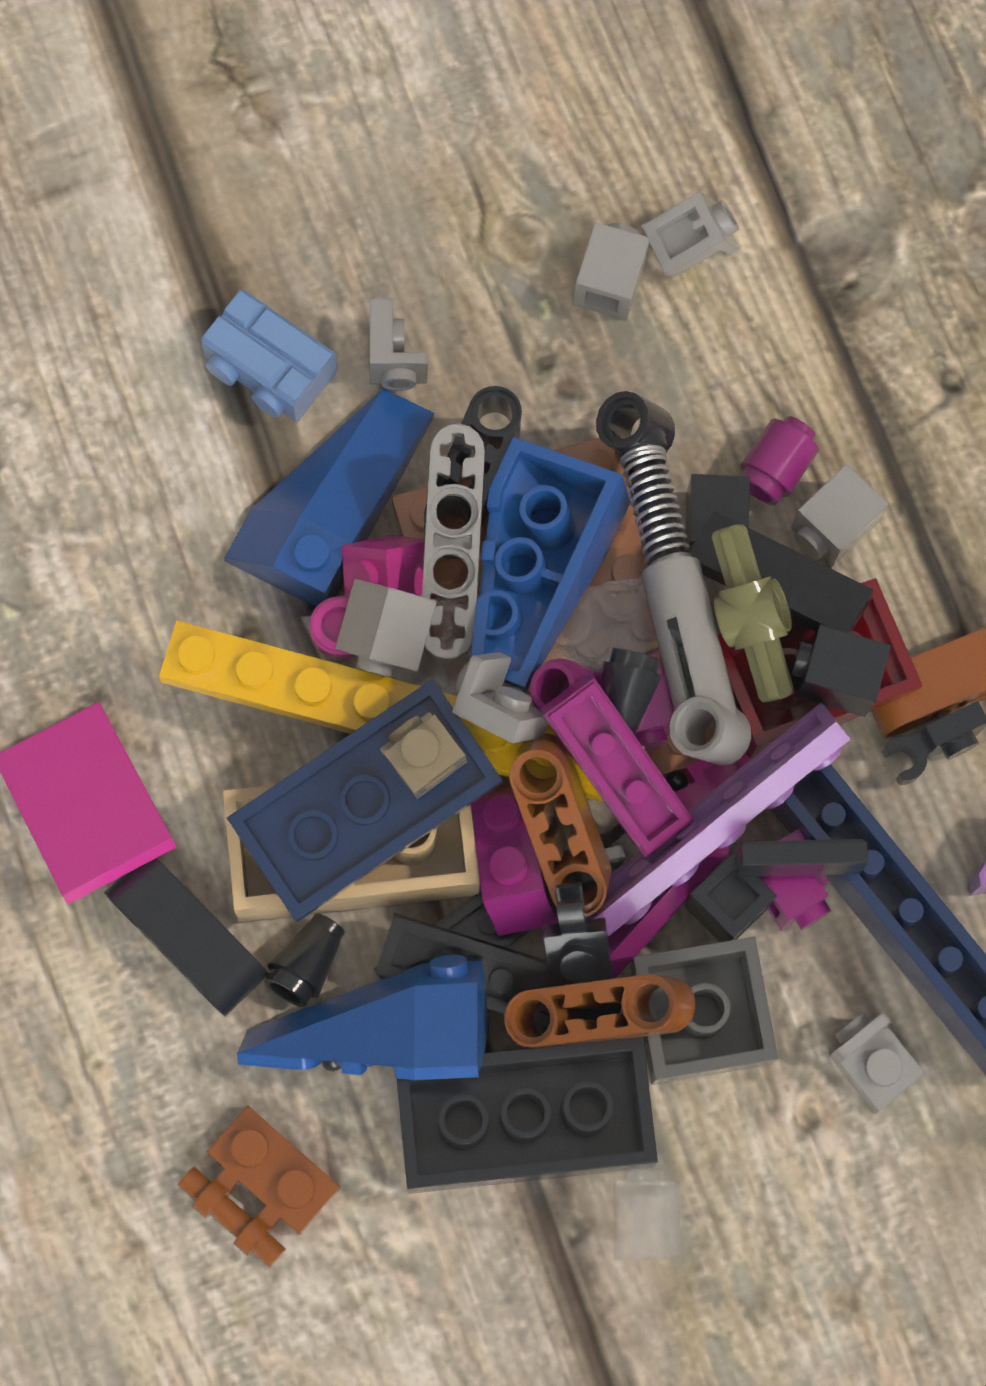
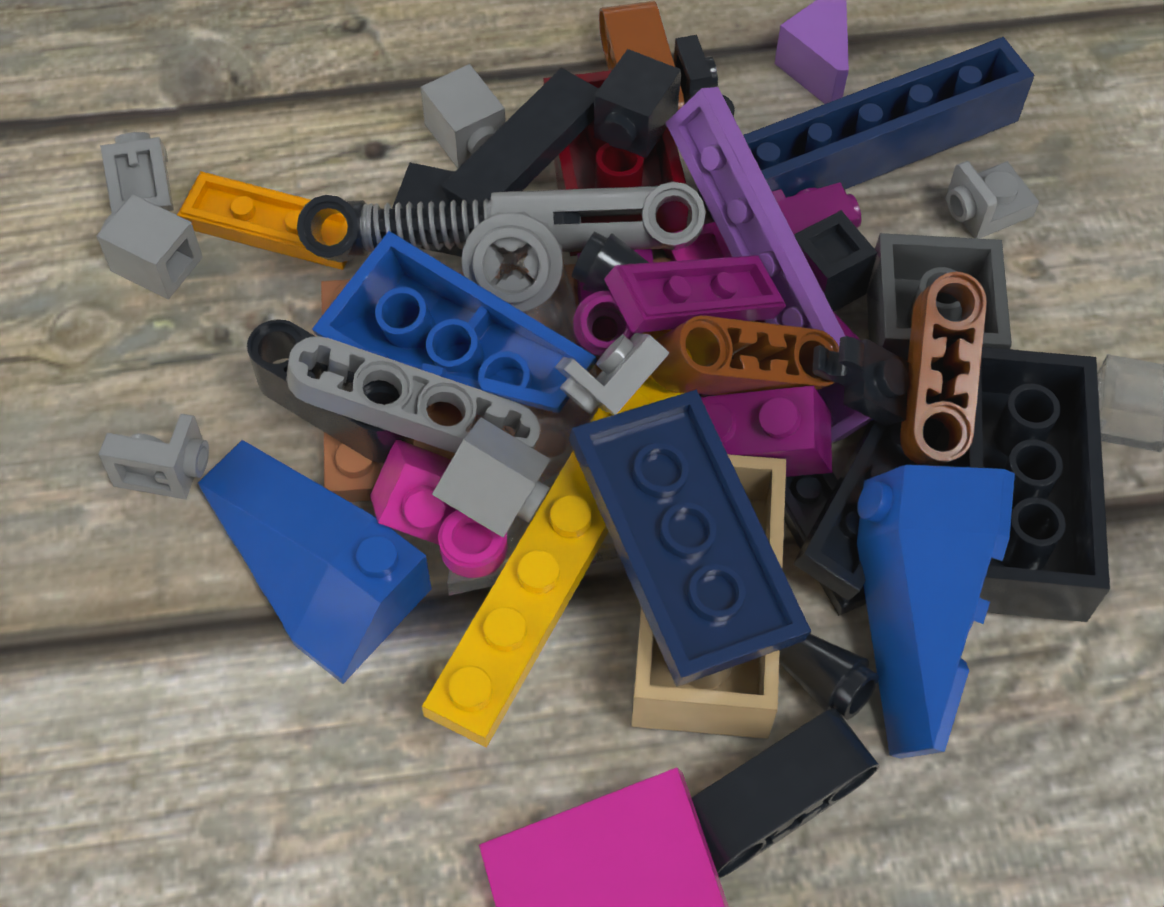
camera: 75 degrees left, 15 degrees down
(268, 357) = (123, 581): medium blue brick -> none
(269, 1169) = (1055, 752): dark orange plate -> none
(423, 753) = (664, 439): dark tan brick -> none
(605, 604) = (511, 231): none -> light grey gear
(682, 361) = (255, 217): none -> light orange tile
(752, 613) = (562, 154): olive axle -> none
(779, 459) = (388, 147): magenta brick -> none
(801, 857) = (816, 169): black tile -> none

